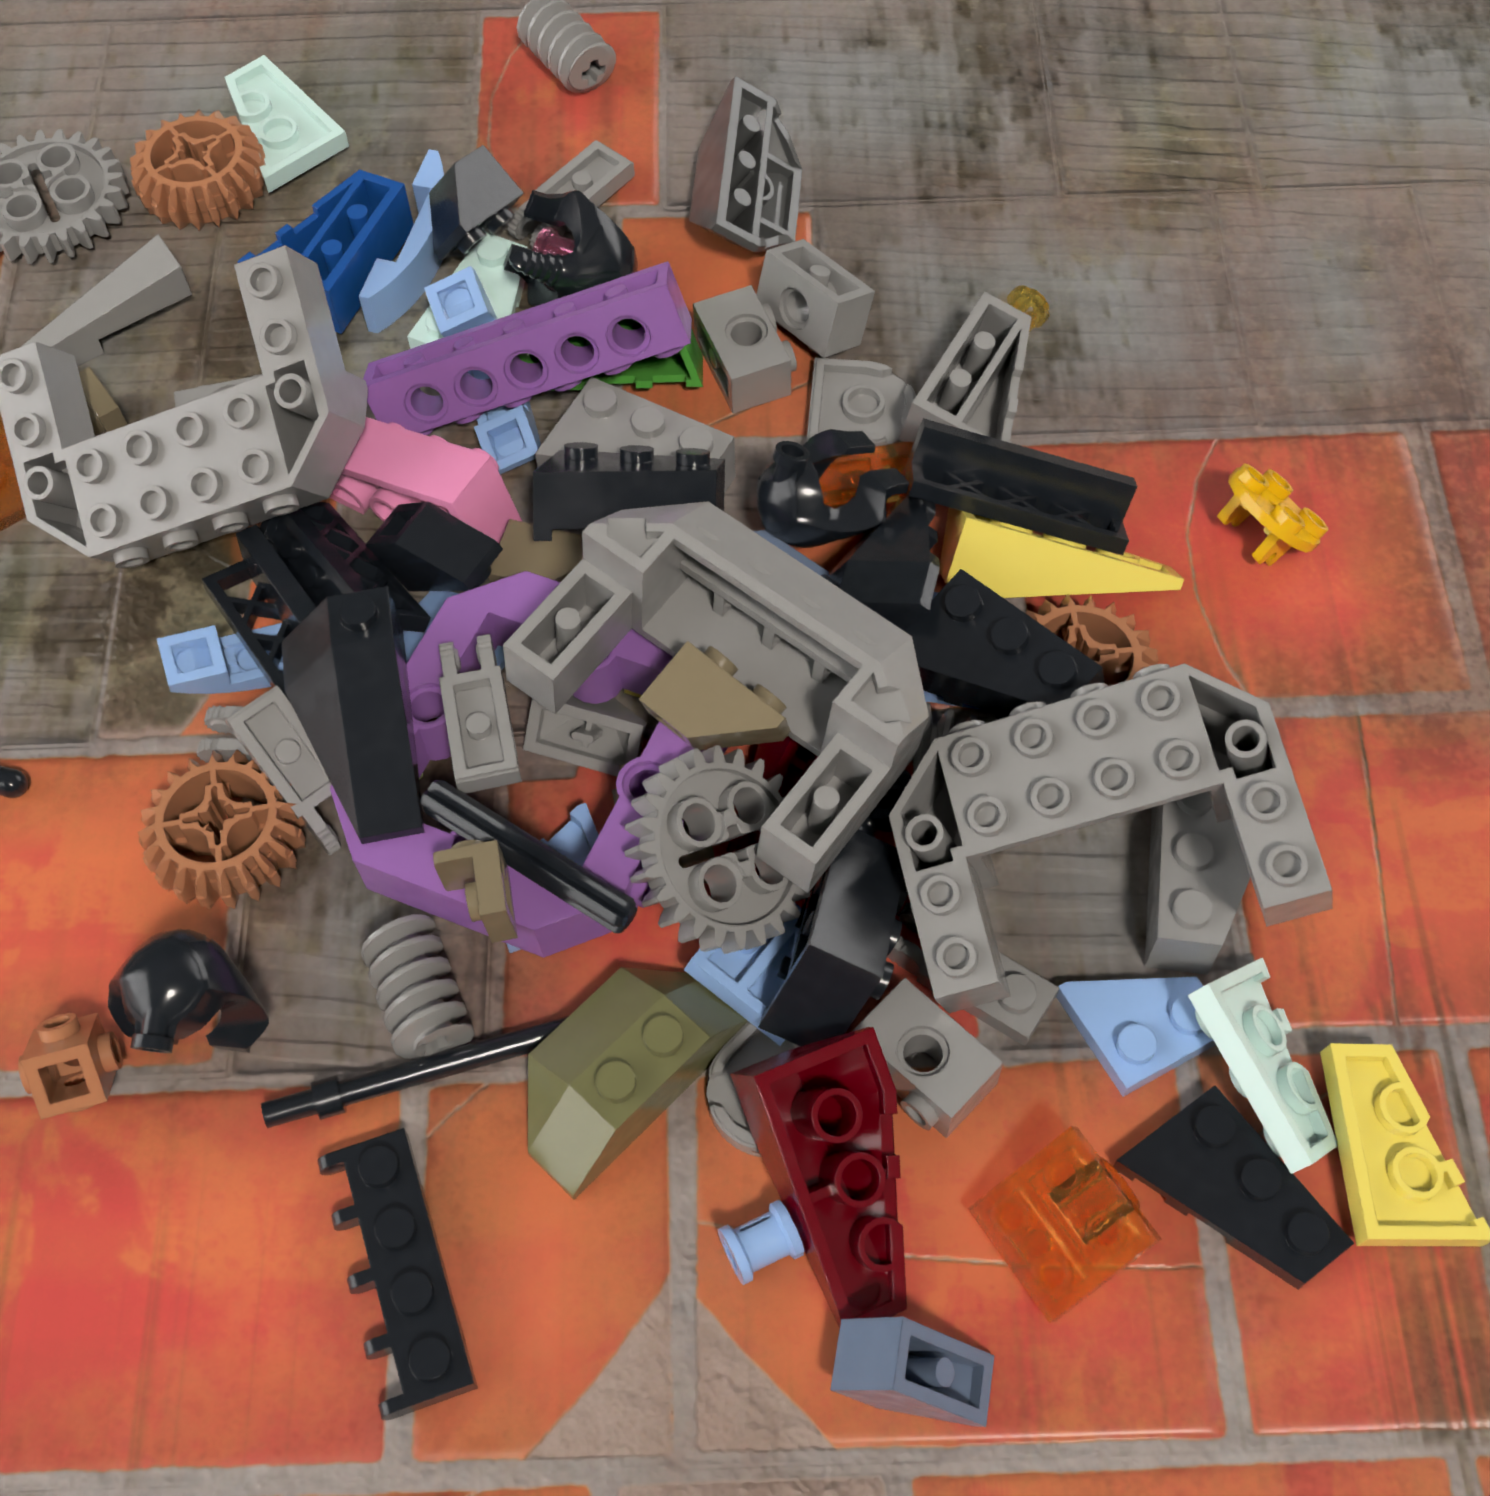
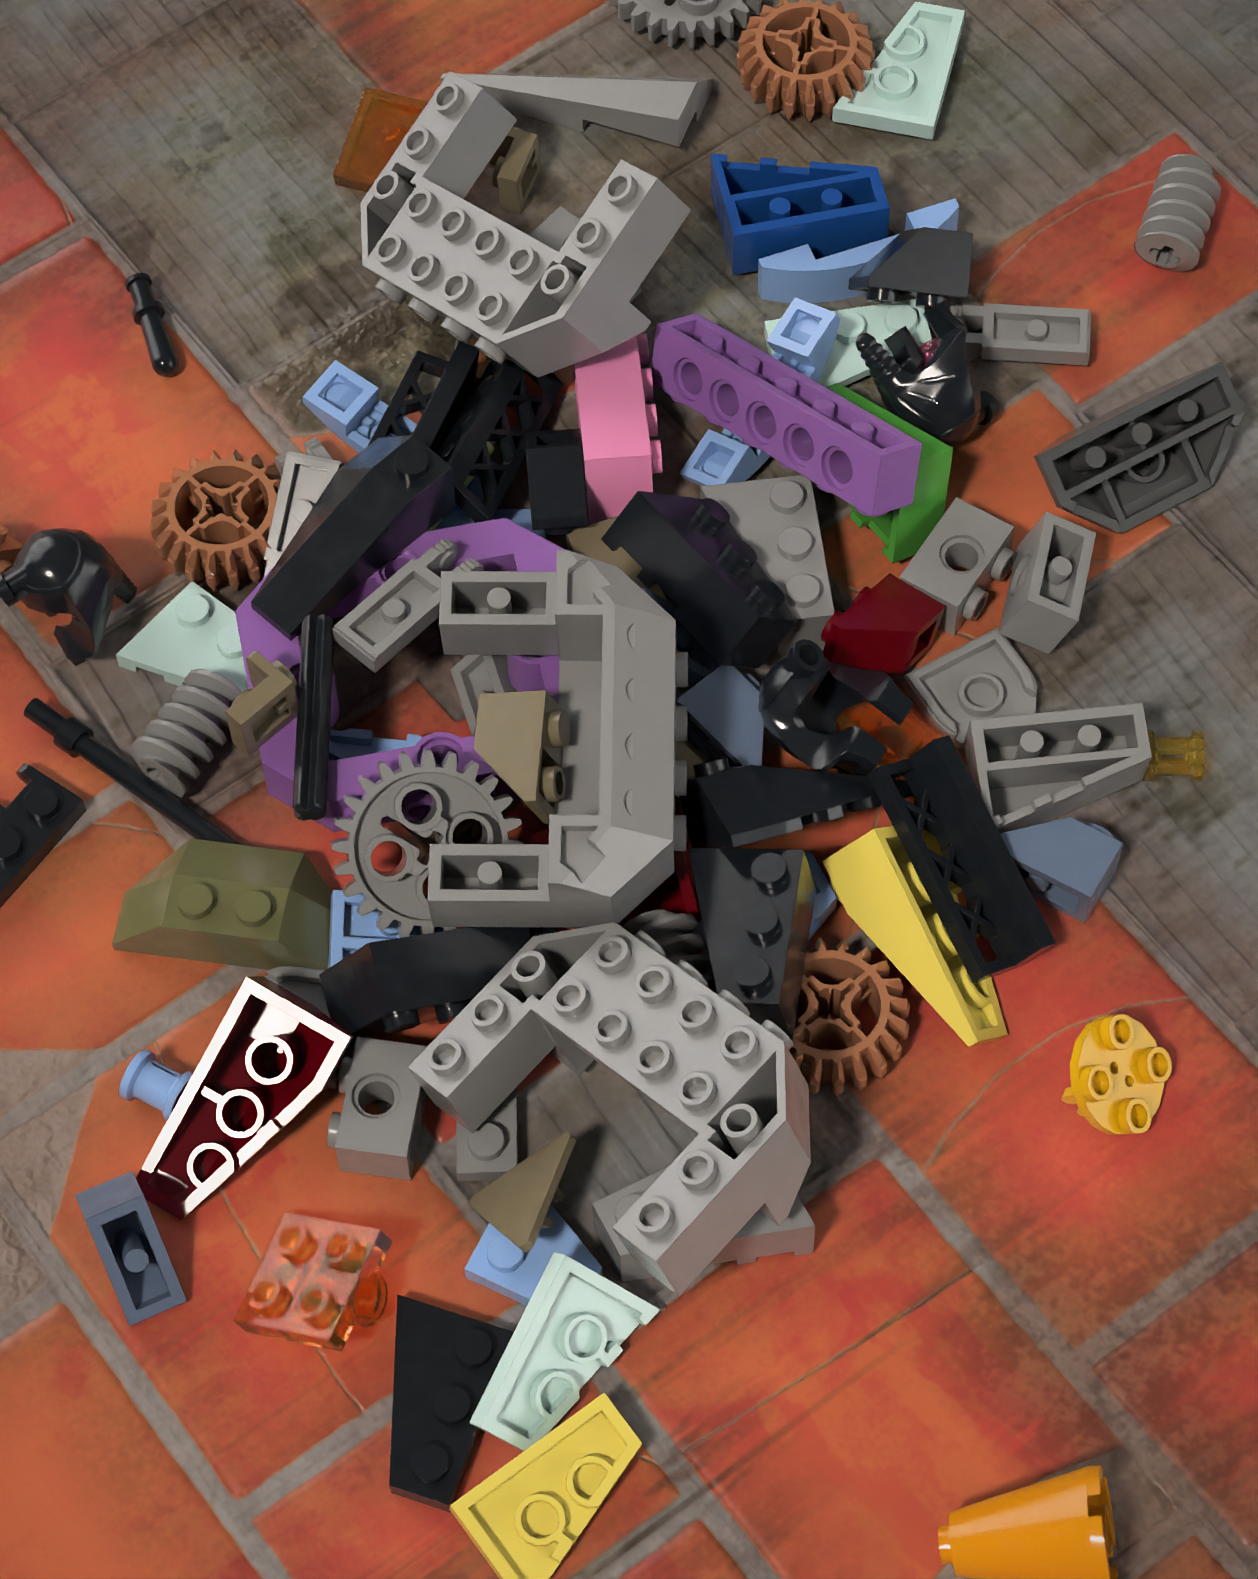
camera: 55 degrees right, 0 degrees up
(319, 932) = (187, 636): none -> light aqua wing
(760, 415) = (883, 628): none -> dark red slope
(1069, 427) = (1065, 863): none -> sand blue slope
(1104, 989) = (522, 1196): none -> dark tan piece

